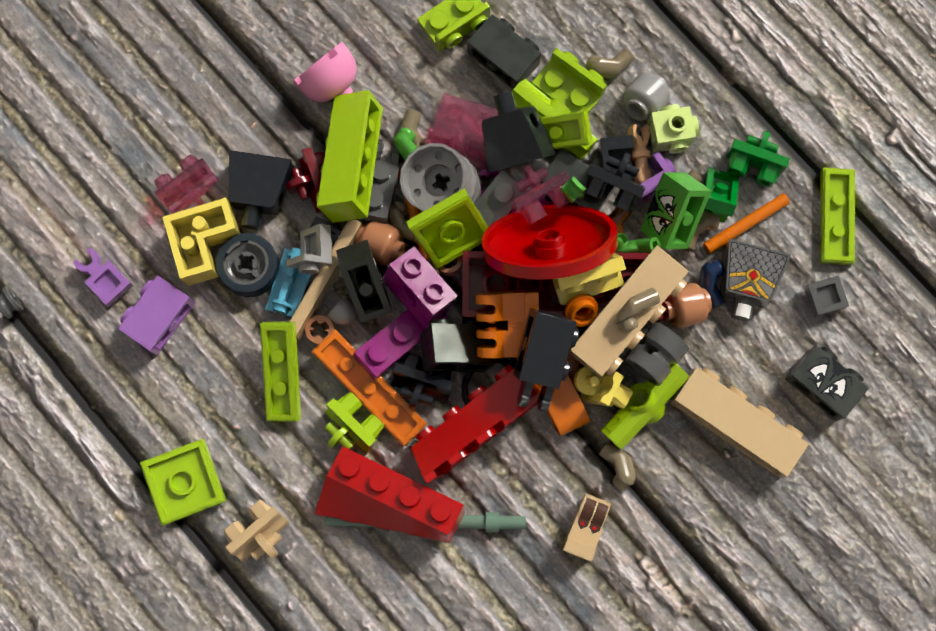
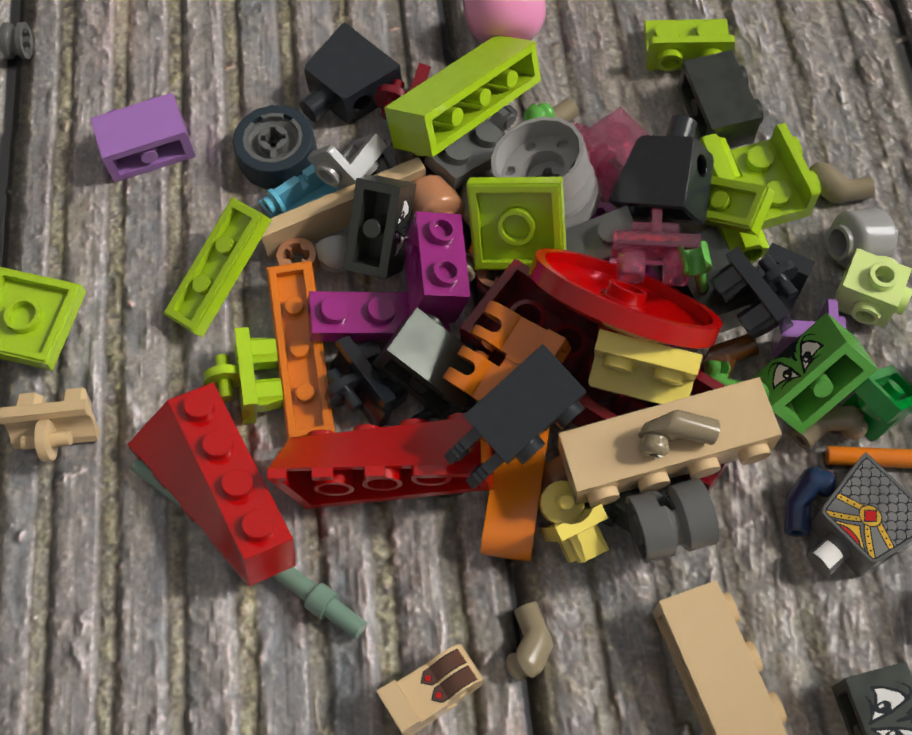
camera: 40 degrees right, 15 degrees down
(105, 279) = (126, 76): medium lavender plate -> none
(187, 186) = (276, 37): clear pink hips -> none
(193, 234) = (242, 80): light yellow brick -> none
(581, 309) = (598, 410): orange plate -> none
(640, 152) = (813, 298): light nougat piece -> none
(644, 407) = (614, 585): lime piece -> none
(688, 307) = (753, 501): nougat head -> none

